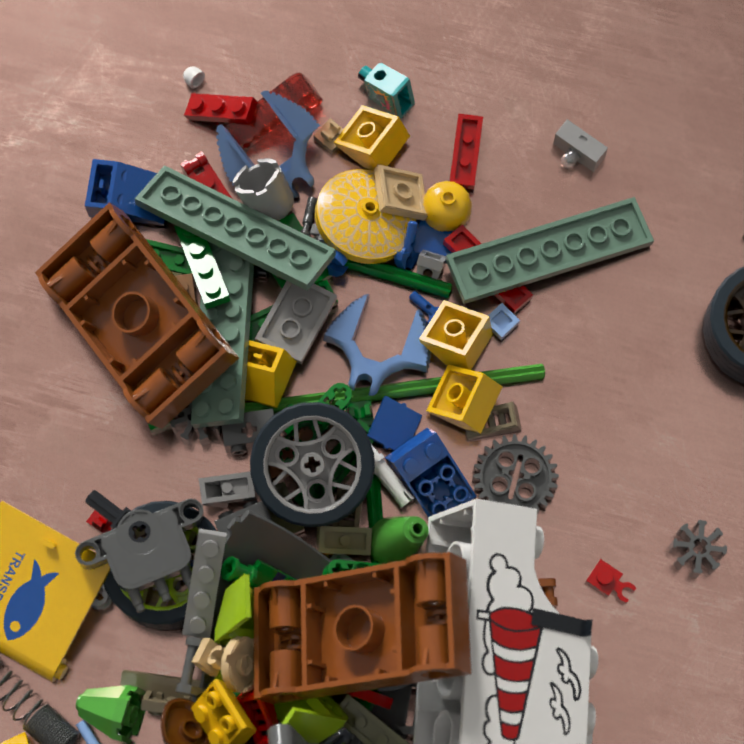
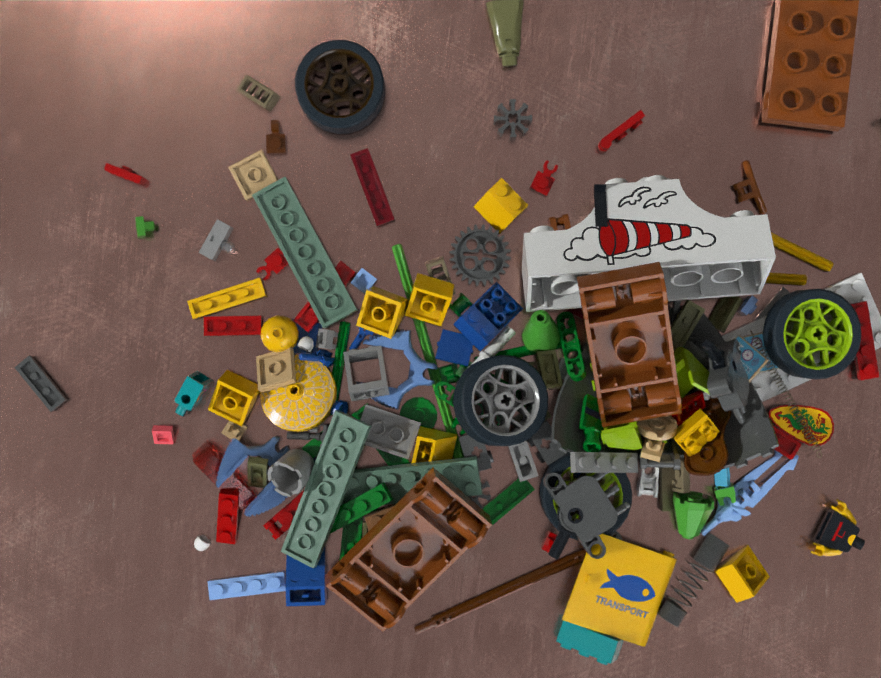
camera: 95 degrees left, 15 degrees up
(54, 434) = (502, 591): none -> reddish brown axle
(129, 120) = (246, 585): none -> light blue plate
(164, 658) = (648, 481): none -> white piece
(175, 461) = (507, 499): none -> green plate
(275, 148) = (257, 472): none -> olive plate
(316, 369) = (420, 410): none -> green tile
(339, 49) = (163, 434): none -> coral plate
(355, 303) = (368, 389): none -> light grey window
(429, 237) = (306, 343): none -> white hinge
(452, 440) = (460, 304): none -> green bush
(502, 149) = (226, 298): none -> yellow plate
(538, 213) = (275, 262): none -> red plate
(580, 515) = (500, 205): none -> yellow slope
(608, 59) = (142, 227): none -> bright green tile
(626, 350) = (372, 187): none -> dark red plate
(662, 204) = (253, 174): none -> tan tile
(665, 697) = (620, 132): none -> red plate
(680, 50) = (126, 173): none -> red plate
(701, 238) = (275, 142): none -> reddish brown plate

